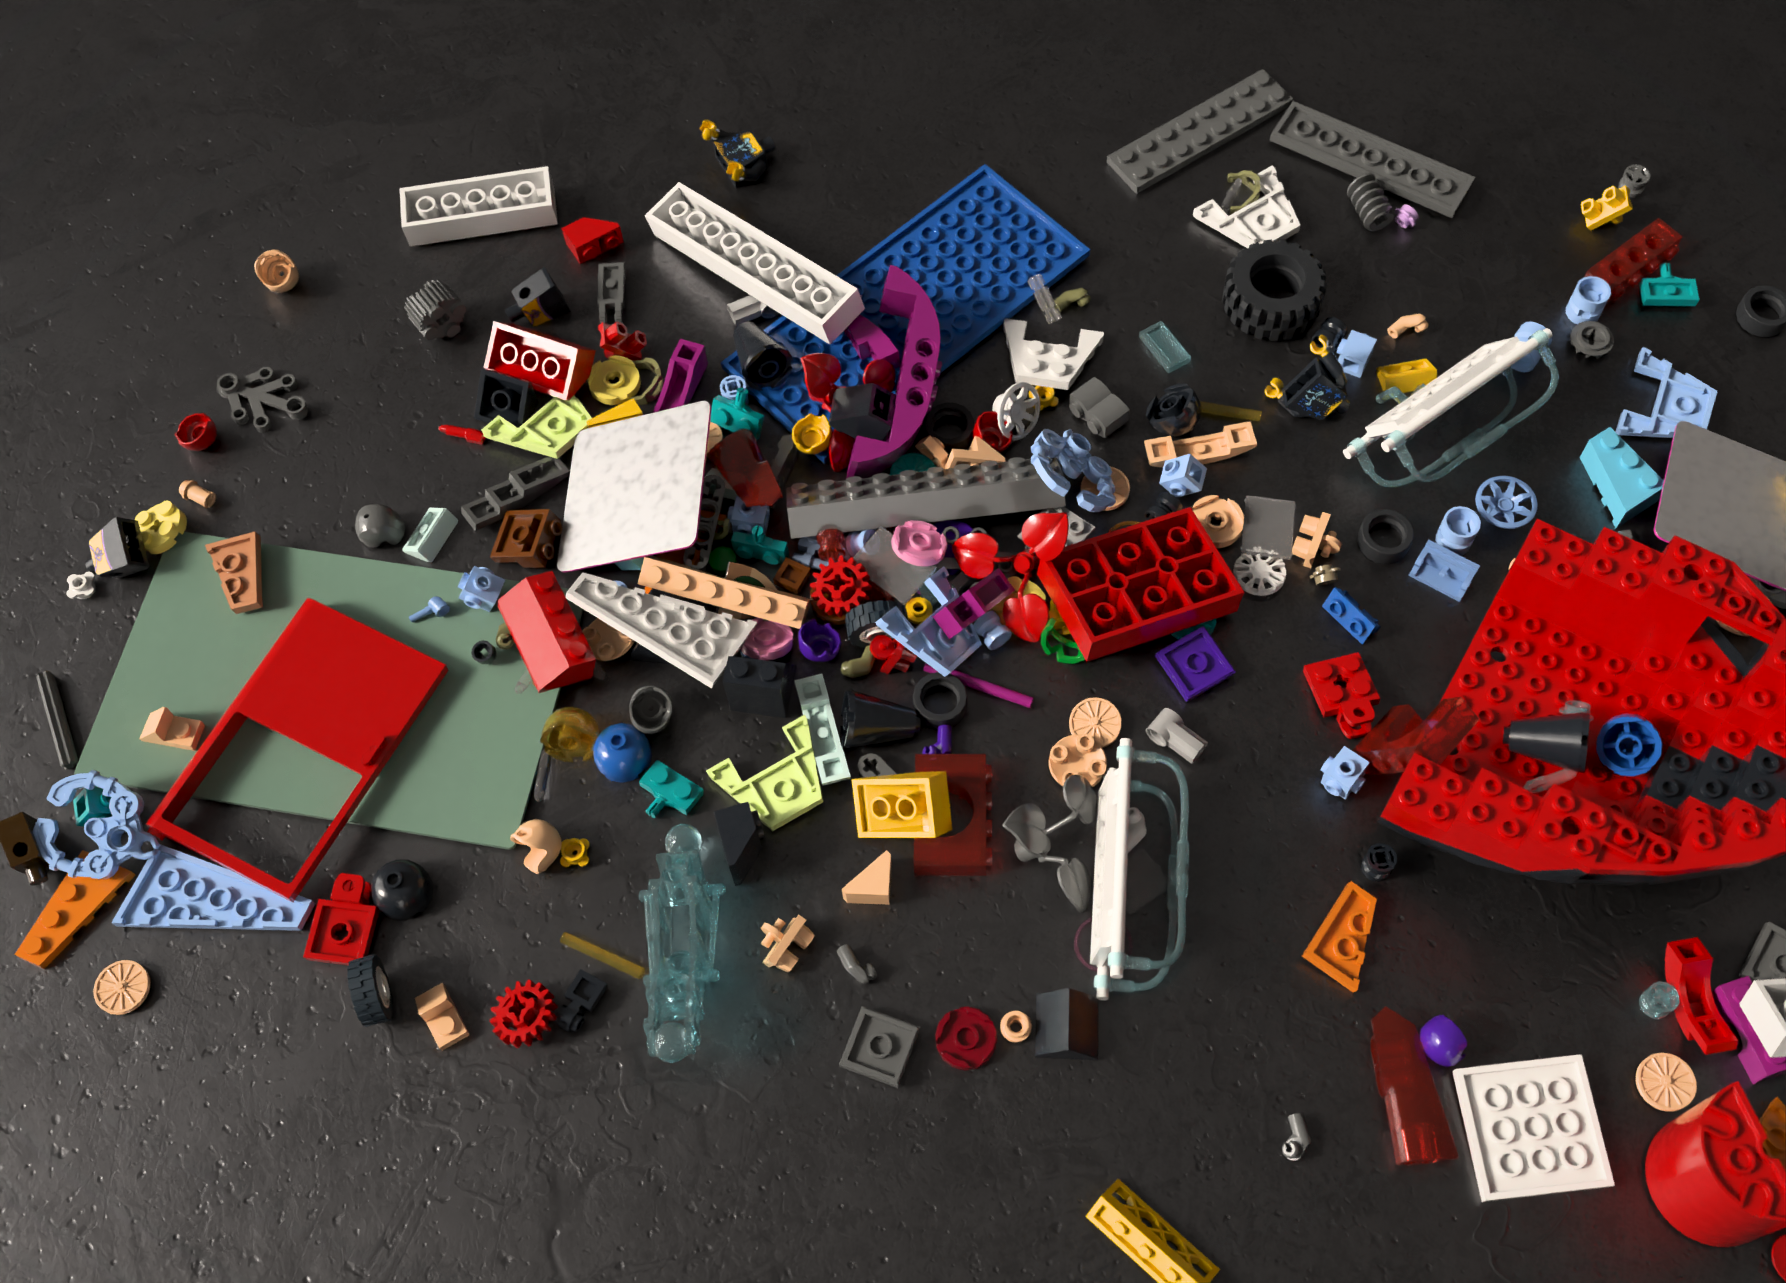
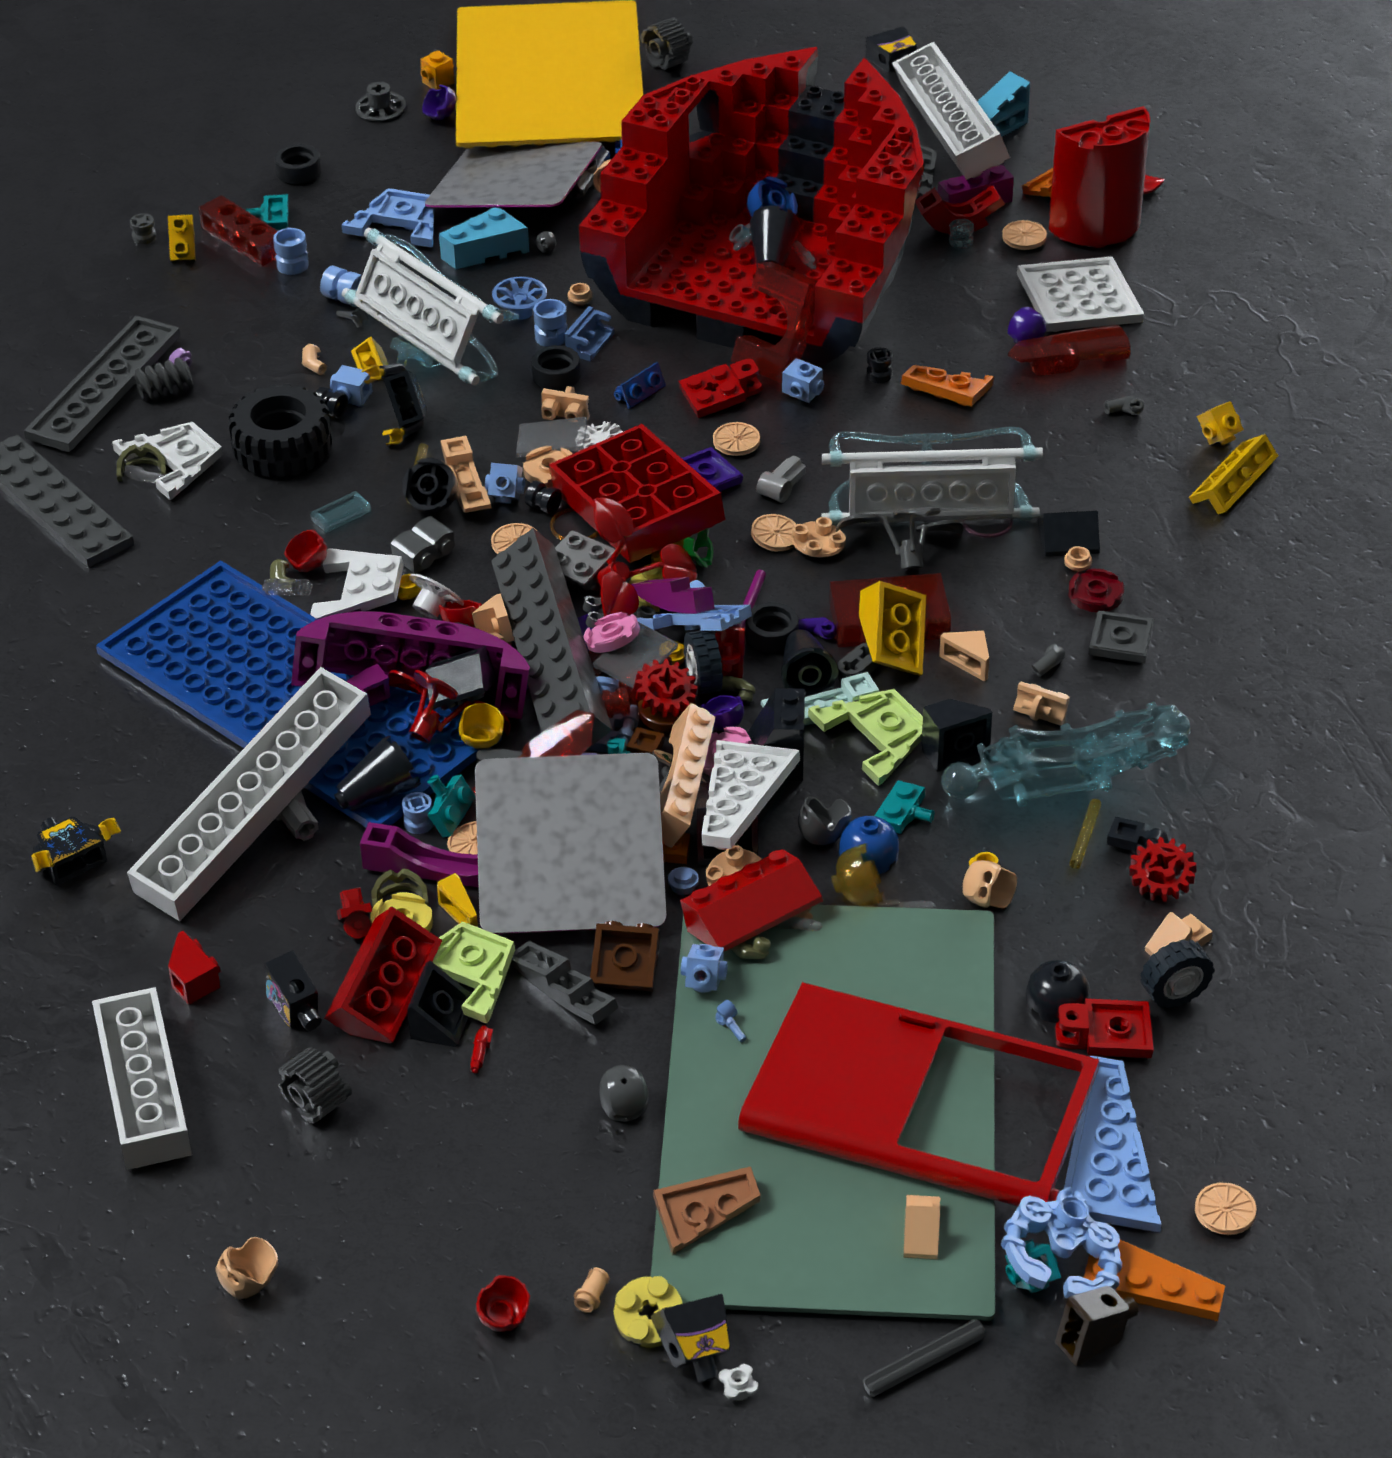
camera: 100 degrees left, 20 degrees down
(232, 387) = (454, 1217): dark grey plant -> none
(431, 534) = (612, 1051): light aqua slope -> none
(479, 656) = (775, 955): black hinge -> none
(611, 290) = (274, 940): dark grey hinge -> none
(1074, 455) = (492, 542): light blue piece -> none
(1095, 315) = (306, 551): none -> red hair
(1238, 1241) = (1220, 424): none -> yellow brick
(1257, 702) = (736, 438): none -> light nougat wheel
(1325, 575) = (602, 399): dark tan plate -> none
(1602, 338) = (321, 256): dark grey gear -> none

